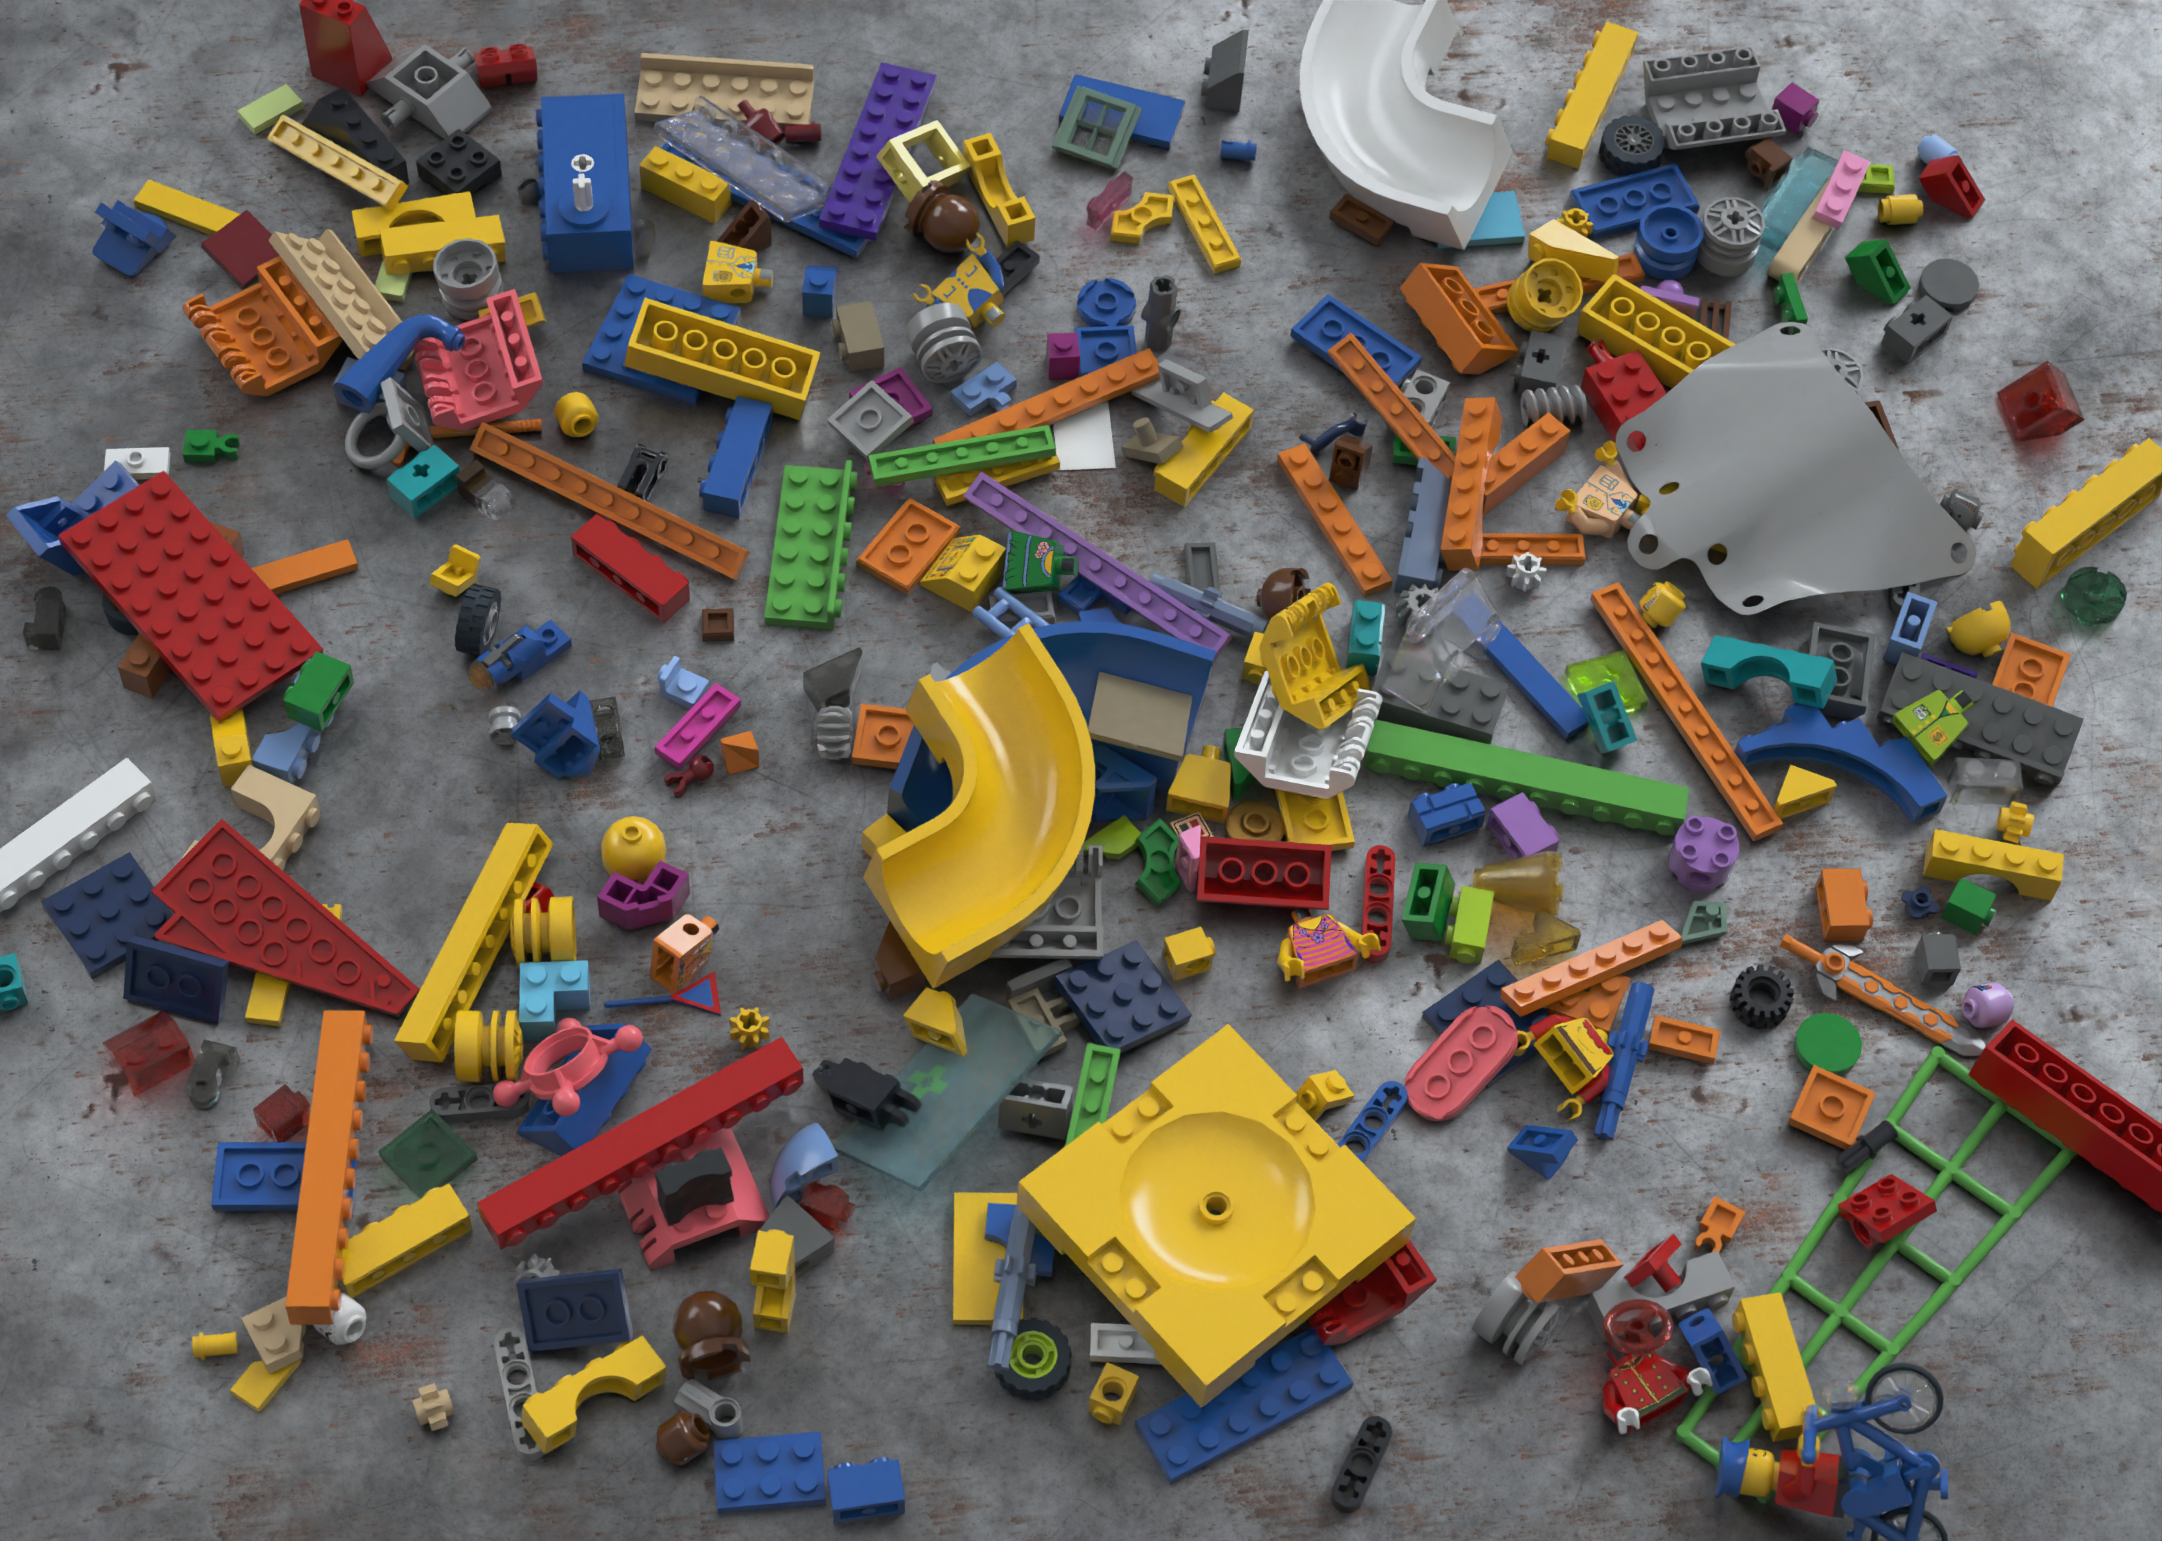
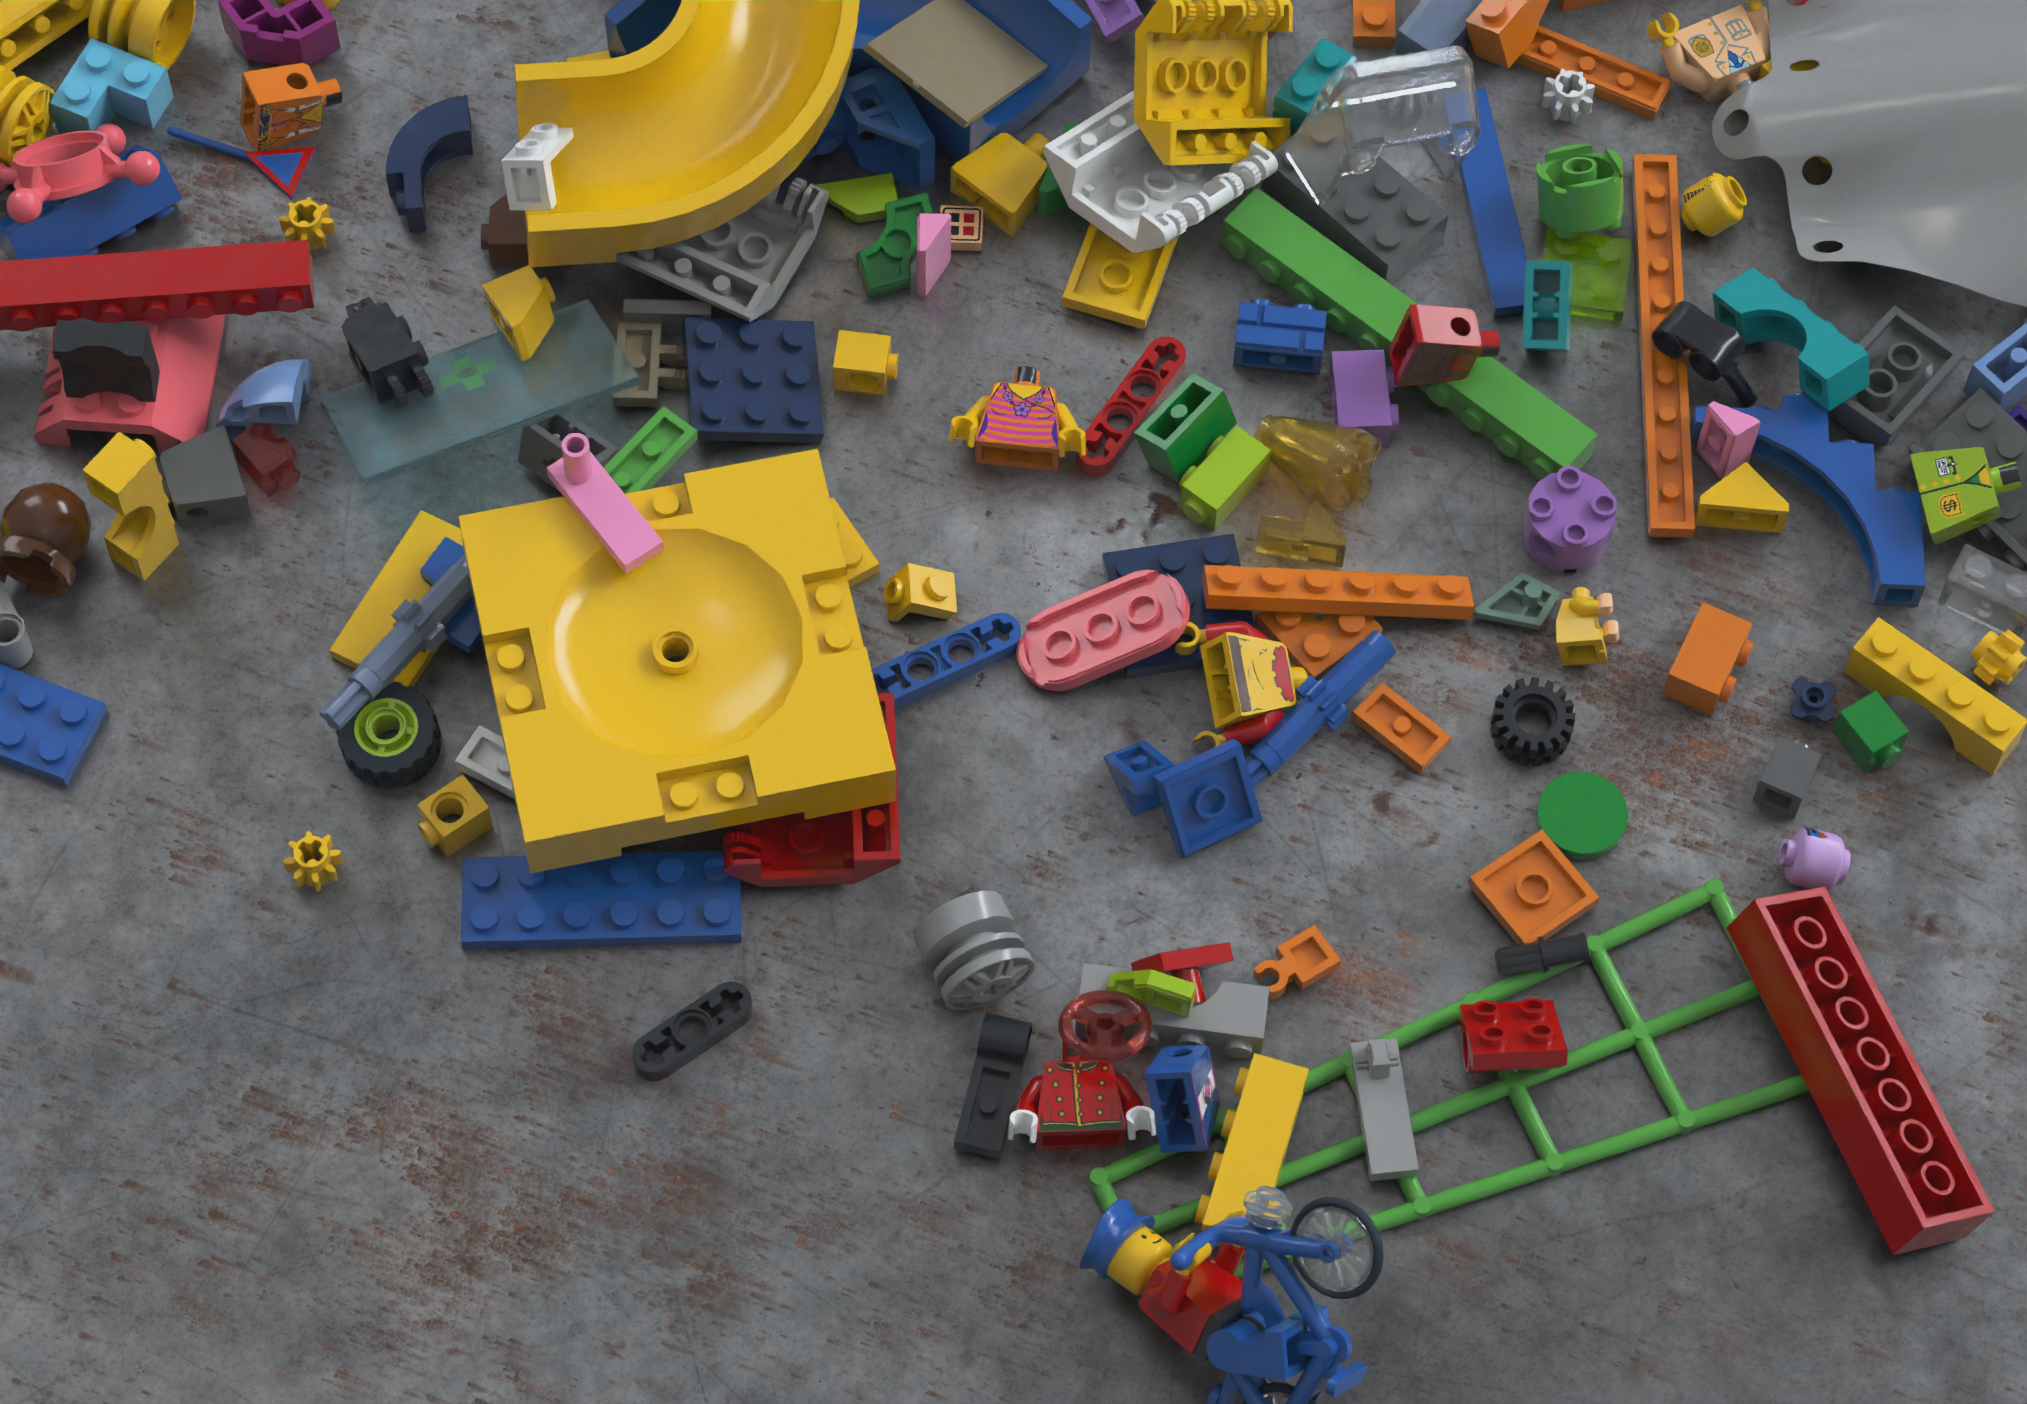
camera: 30 degrees right, 5 degrees up
(797, 928) = (422, 145): none -> dark blue arch
(865, 1490) = (111, 789): blue brick -> none
(922, 914) = (529, 167): none -> white bracket
(1040, 1462) = (310, 851): none -> yellow gear
(1115, 1128) = (603, 505): none -> bright pink piece
(1254, 821) = (1039, 253): pearl gold wheel -> none
(1264, 873) = (1007, 308): red slope -> none
(1563, 774) = (1438, 345): none -> red torso
(1568, 1271) = (1057, 920): orange brick -> none
(1578, 631) = (1580, 190): none -> bright green brick
(1579, 1403) = (993, 1085): none -> black plate
(1599, 1143) = (1208, 798): none -> blue tile
(1654, 1287) = (1156, 990): none -> lime tile
(1722, 695) = (1711, 344): none -> black beam
(1756, 920) = (1578, 628): none -> yellow piece
(1768, 755) = (1726, 438): none -> bright pink slope
(1833, 1297) = (1383, 1109): none -> light grey hinge
(1837, 970) = (1653, 733): sword -> none

